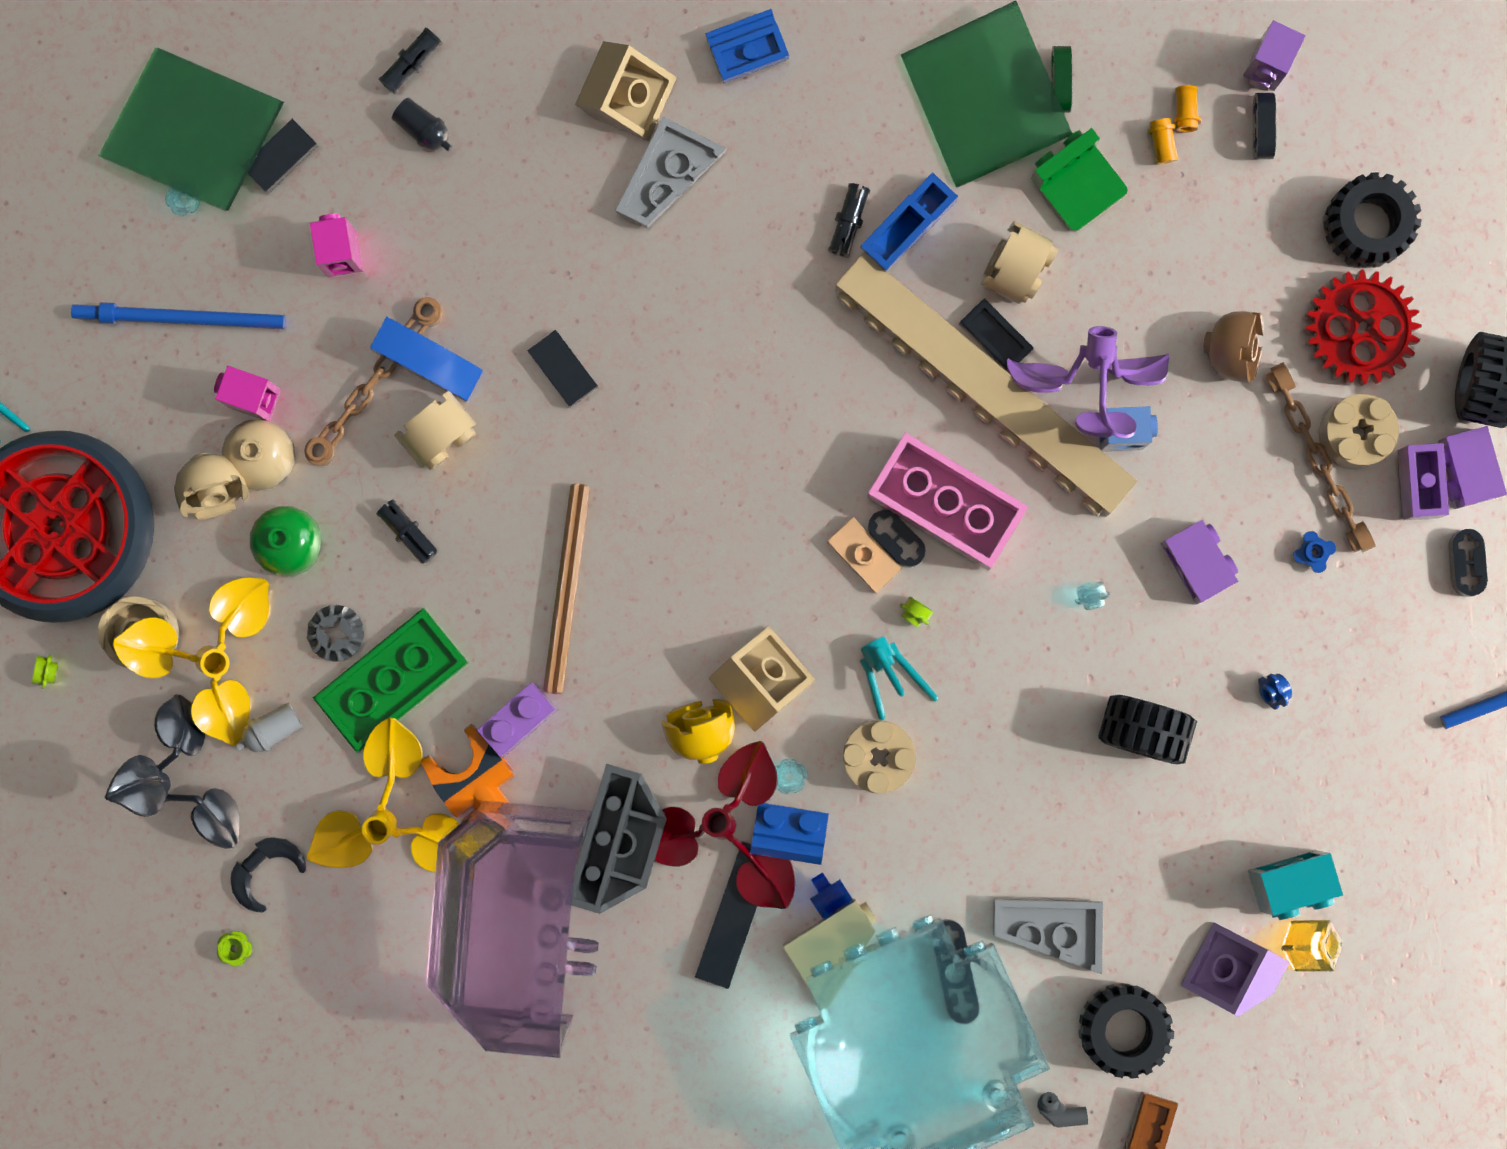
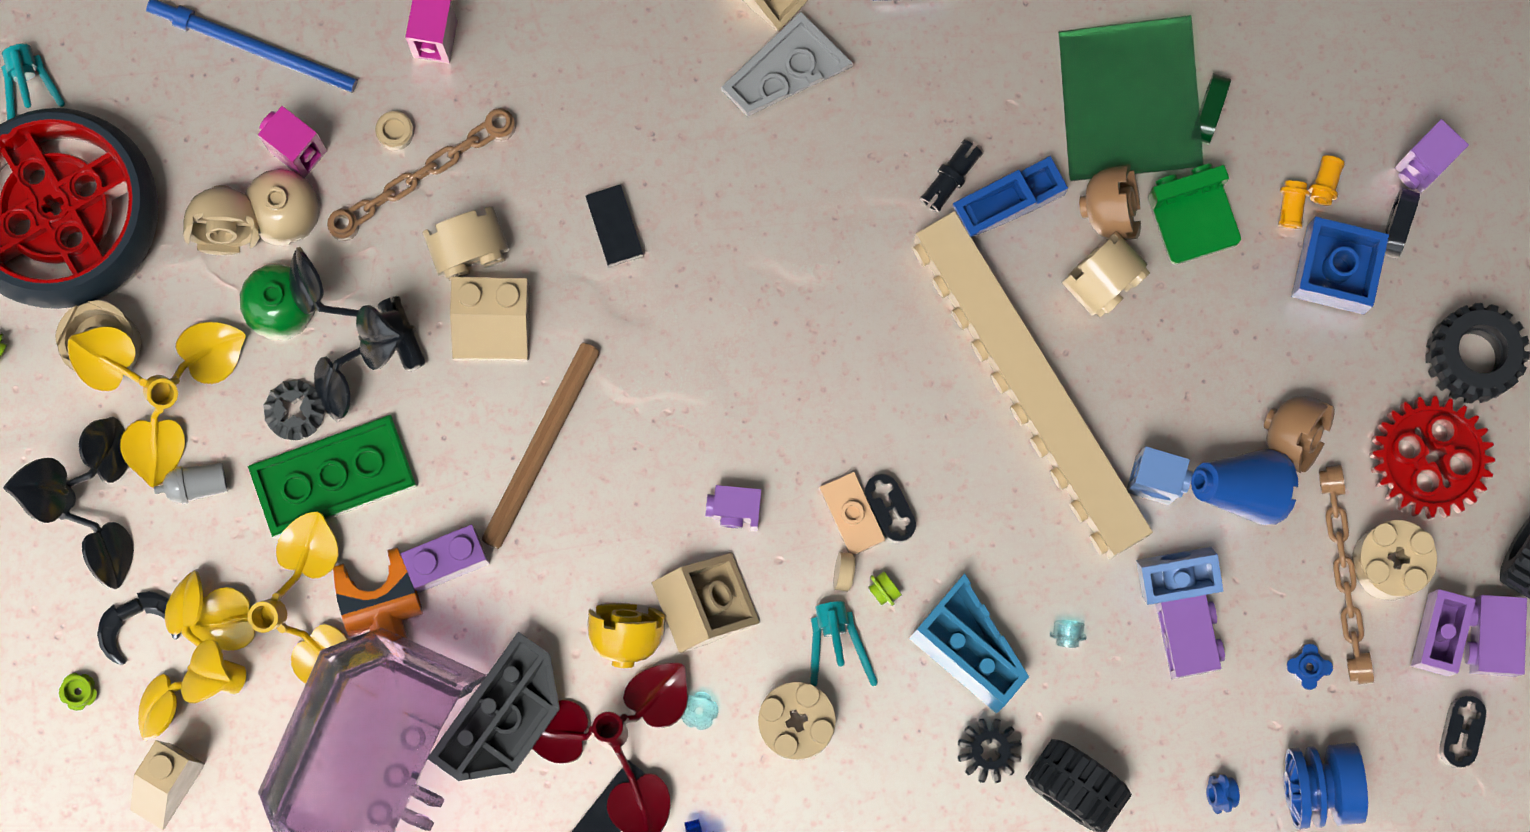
camera: 10 degrees right, 5 degrees down
(335, 350) = (394, 130): none -> tan tile
(339, 1003) = (163, 782): none -> tan slope
(345, 897) = (205, 674): none -> yellow plant
(387, 540) = (377, 333): none -> black plant
(426, 359) = (481, 169): blue slope -> none
(481, 491) = (490, 318): none -> tan slope
(758, 585) = (734, 506): none -> medium lavender brick
(789, 833) = (679, 768): blue plate -> none
(875, 609) = (844, 572): none -> tan tile
(947, 501) = (953, 487): bright pink brick -> none
(995, 334) = (1059, 340): black tile -> none
(1002, 195) = (1112, 202): none -> medium nougat cylinder
(1010, 638) = (970, 647): none -> dark azure wedge
(1069, 719) = (1001, 751): none -> black gear
(1101, 355) = (1157, 389): medium lavender plant -> none
(1174, 511) = (1179, 575): none -> medium blue brick
(1209, 410) = (1249, 485): none -> blue cone
(1224, 183) = (1340, 265): none -> blue brick
(1357, 656) = (1332, 785): none -> blue wheel

